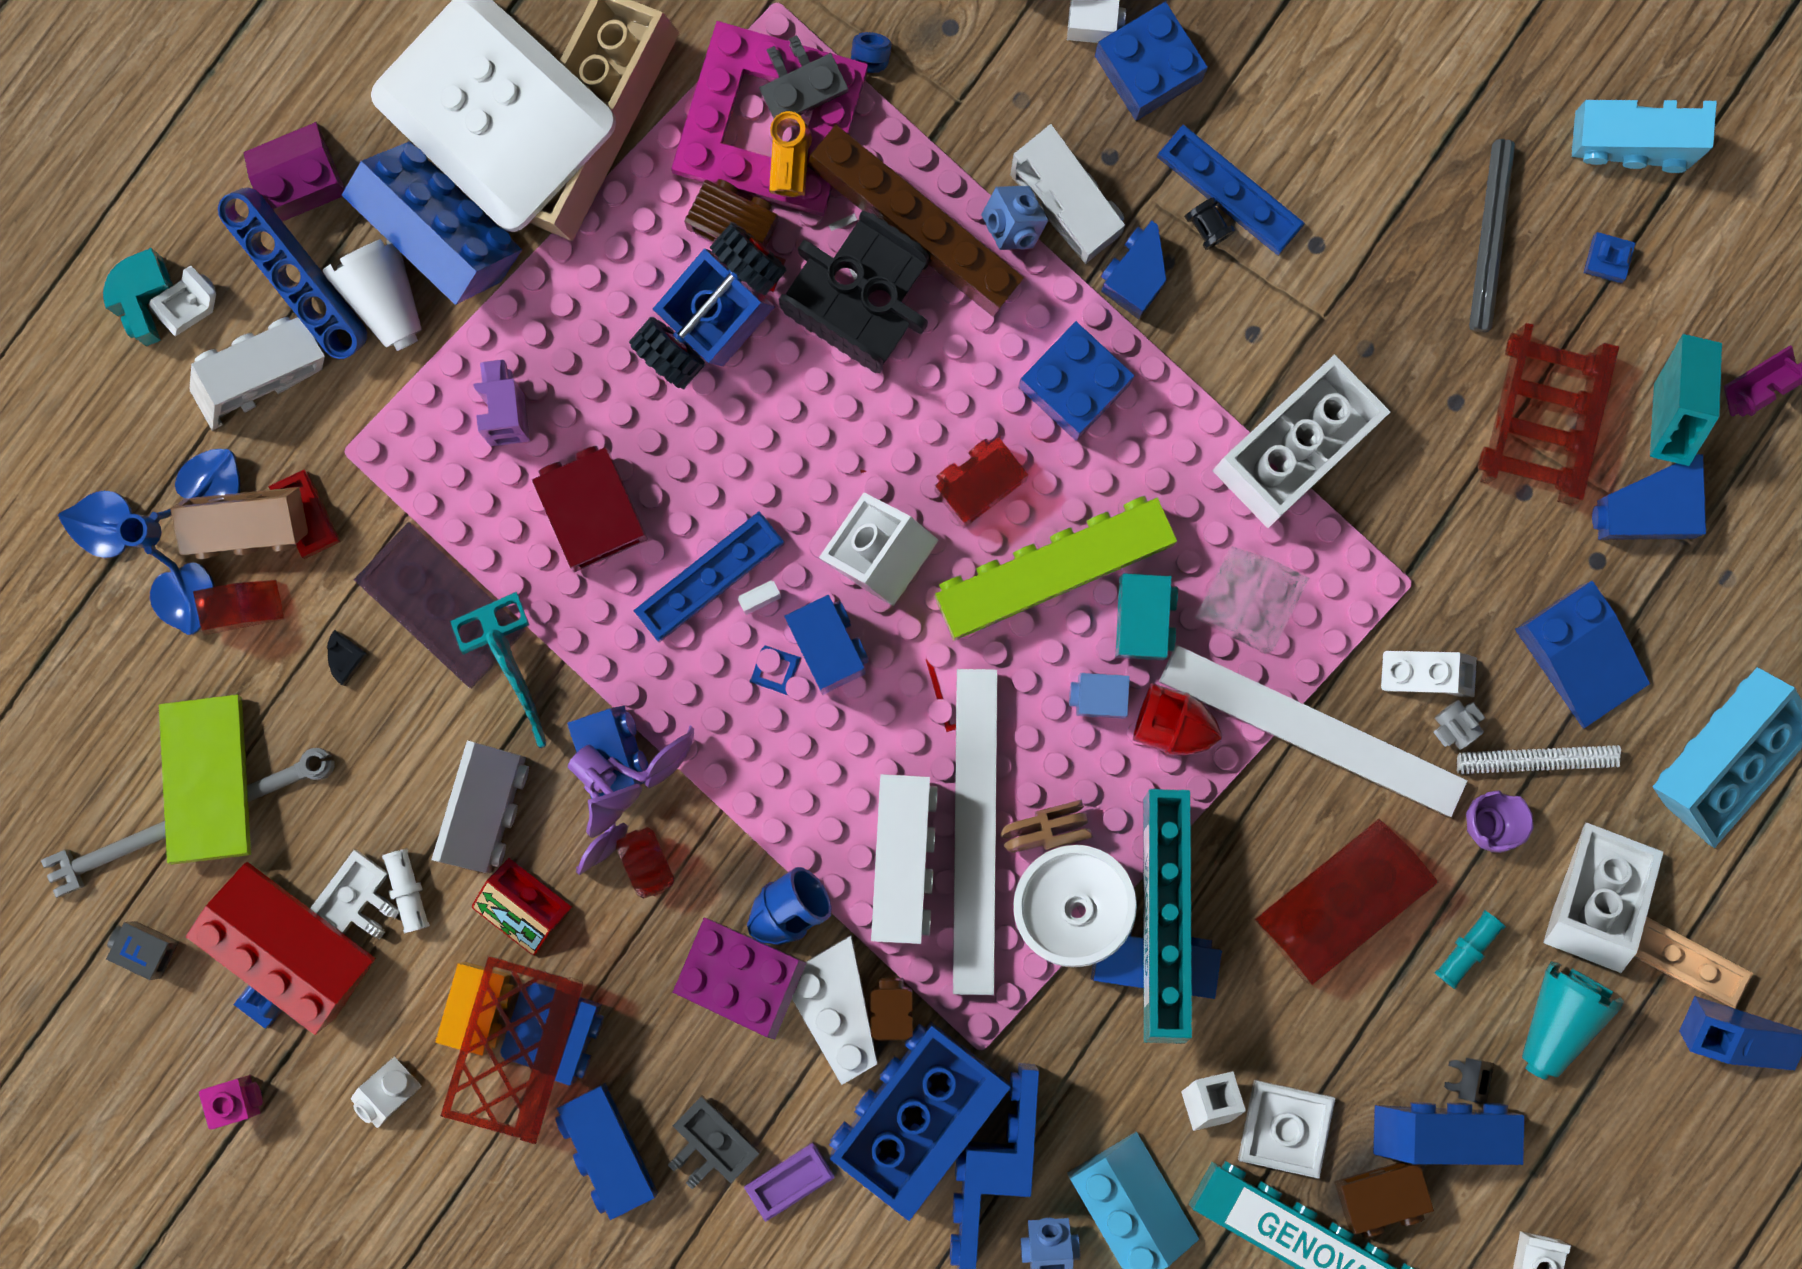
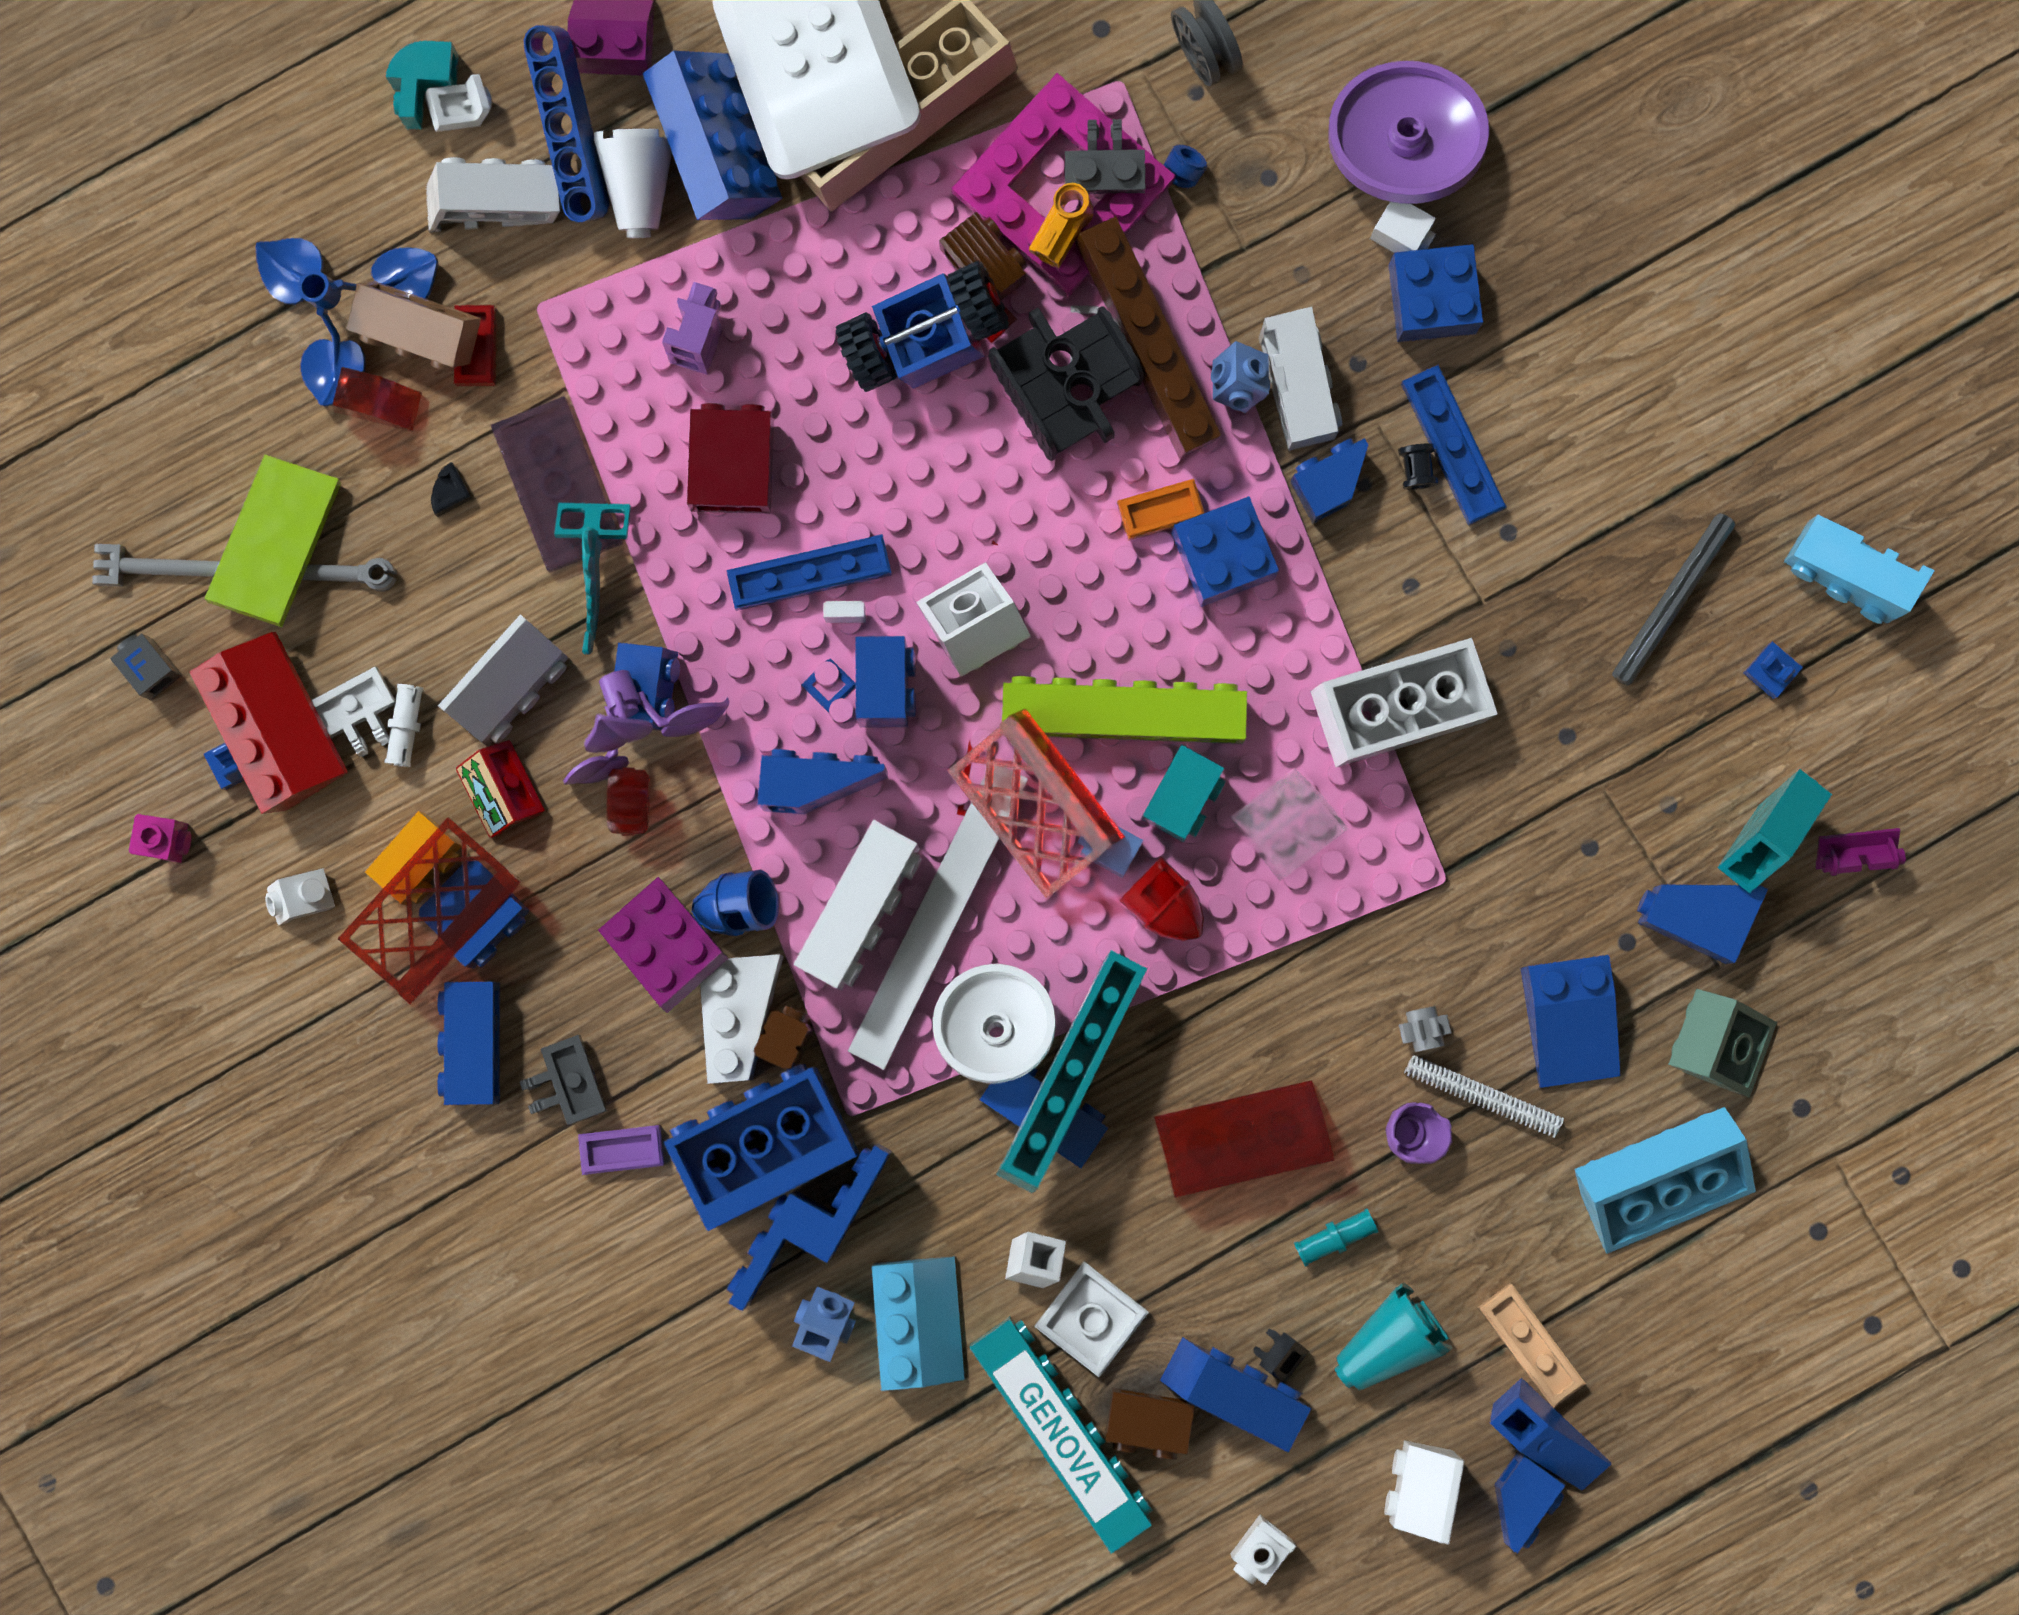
camera: 30 degrees right, 0 degrees up
(800, 771) = (805, 785): none -> blue slope
(980, 481) = (1094, 601): clear red brick -> none
(998, 370) = (1159, 509): none -> orange tile
(1024, 657) = (1055, 777): none -> clear red fence
(1047, 828) = (1006, 943): medium nougat arm -> none
(1313, 731) = (1289, 971): white tile -> none
(1429, 672) = (1422, 969): white bracket -> none
(1587, 404) = (1684, 792): clear red fence -> none
(1604, 898) = (1481, 1249): white slope -> none
(1661, 1139) = (1424, 1490): none -> white slope
(1726, 610) = (1722, 1042): none -> sand green slope
(1750, 1104) = (1523, 1499): none -> blue slope

